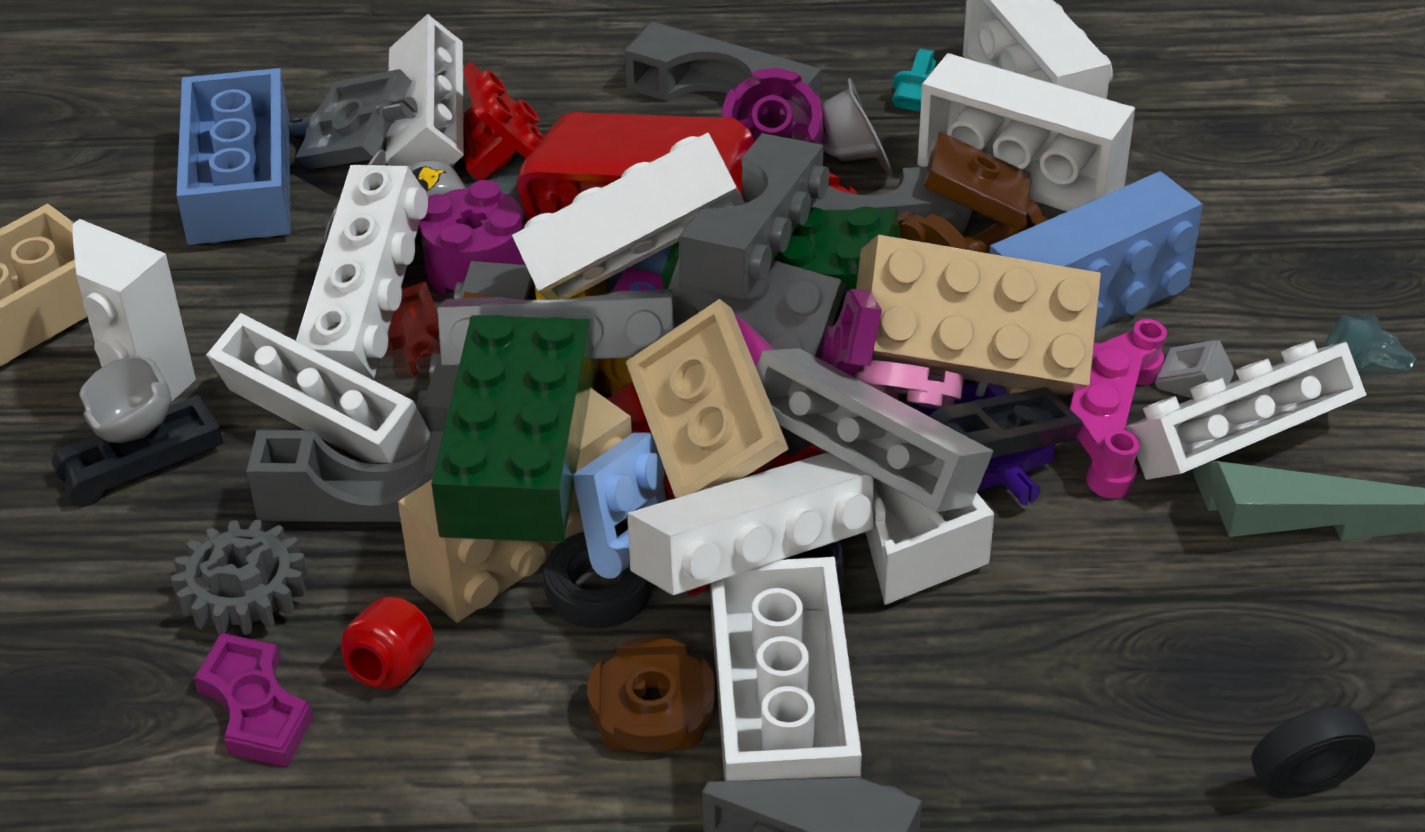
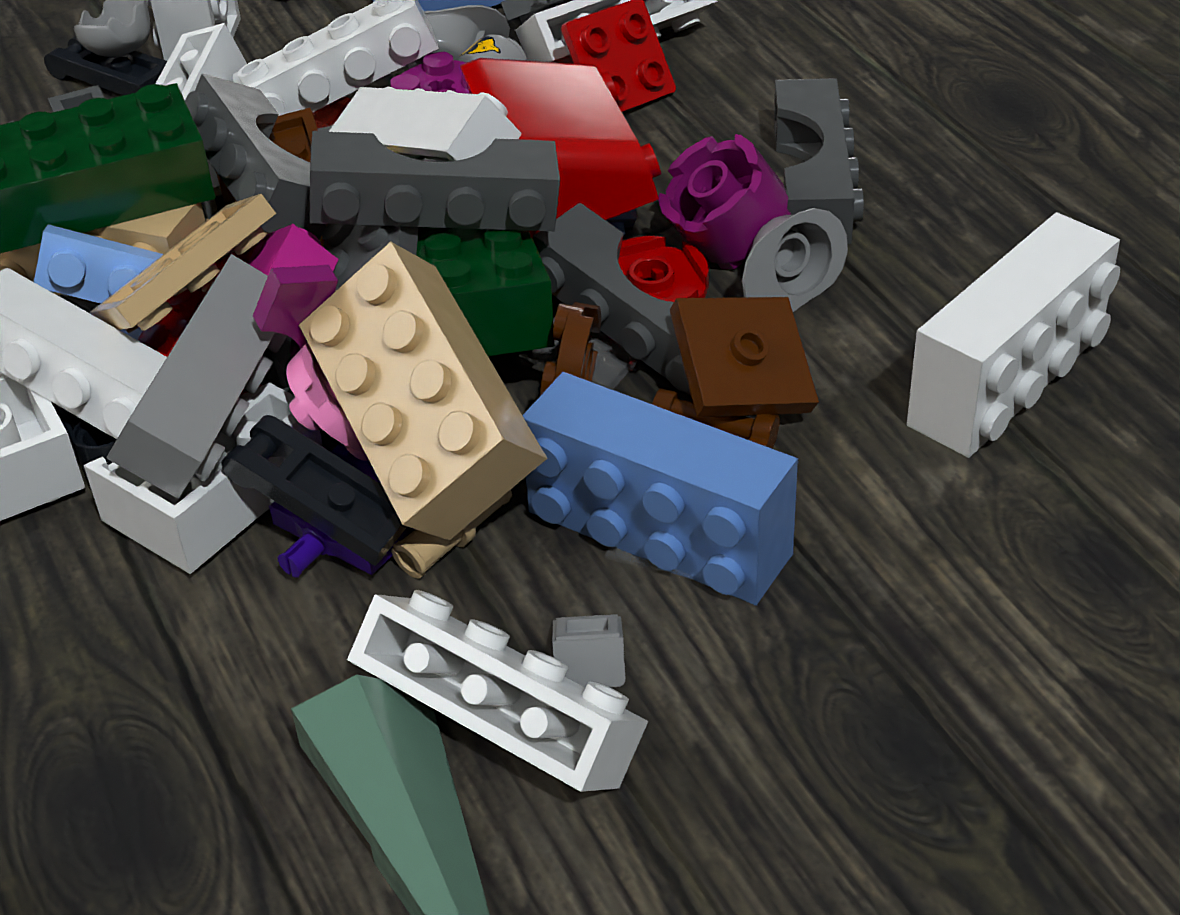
camera: 65 degrees right, 0 degrees up
(909, 83) = (937, 282): teal piece -> none
(1060, 135) = (862, 372): white brick -> none
(1106, 402) = (475, 568): dark pink plate -> none
(1370, 343) = (725, 791): clear light blue piece -> none

